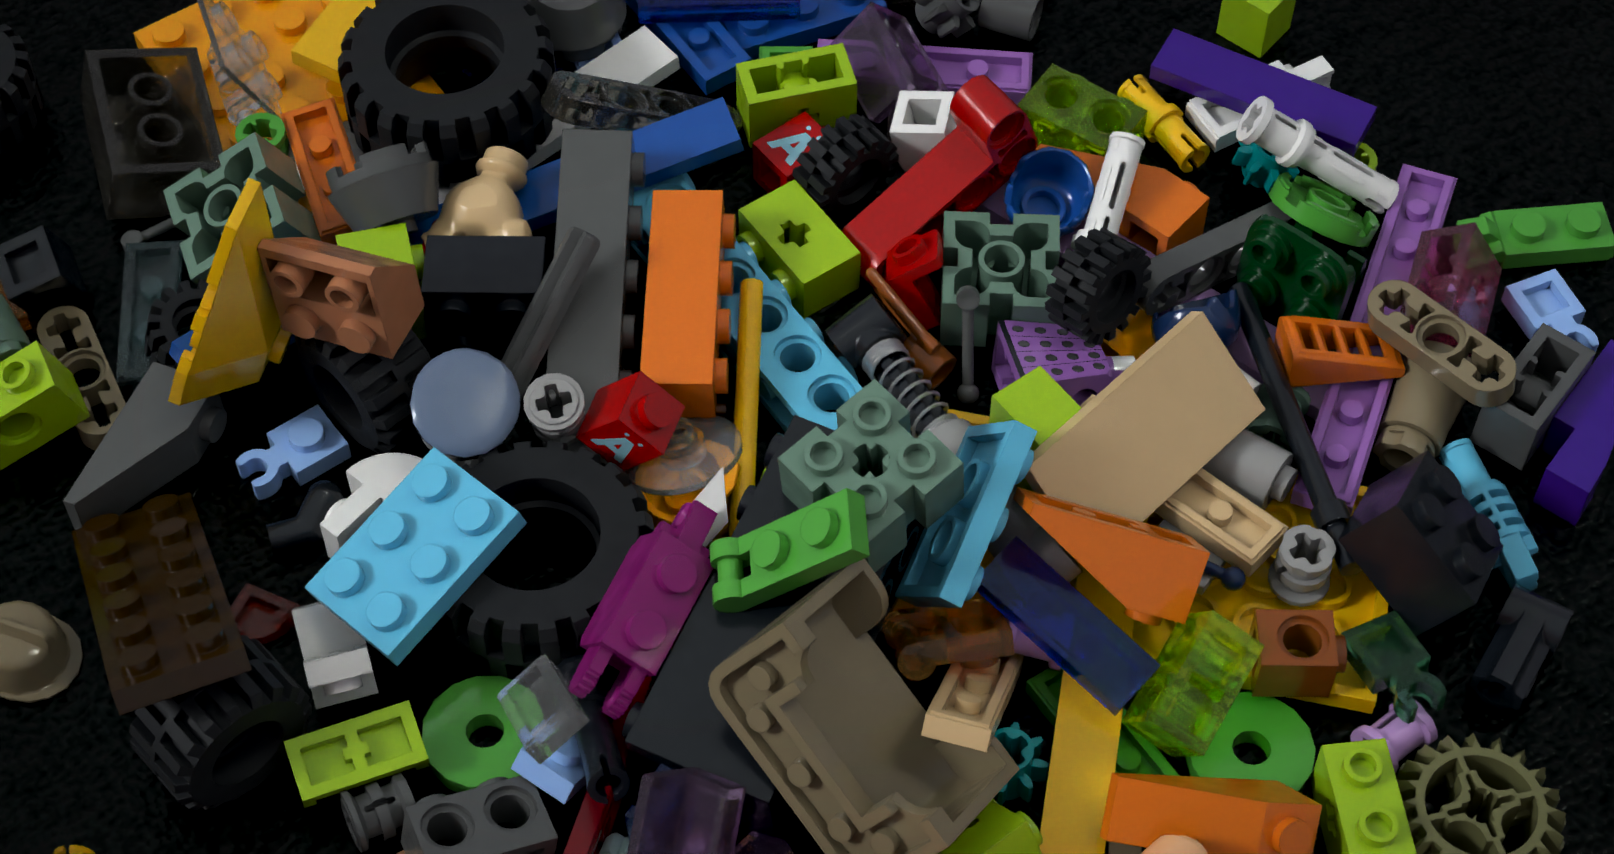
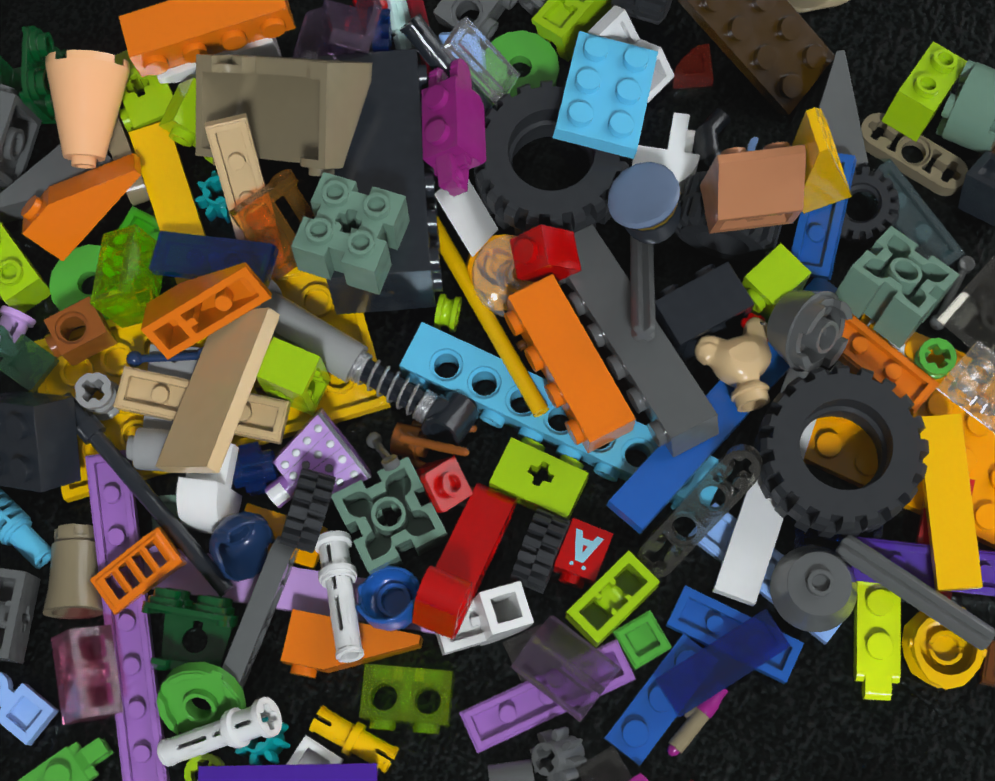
camera: 155 degrees right, 20 degrees up
(538, 404) = (593, 236): light grey bush -> none
(789, 551) = (369, 156): bright green plate -> none
(950, 551) = (291, 295): medium azure plate -> none
(1447, 367) = (41, 573): dark tan beam -> none

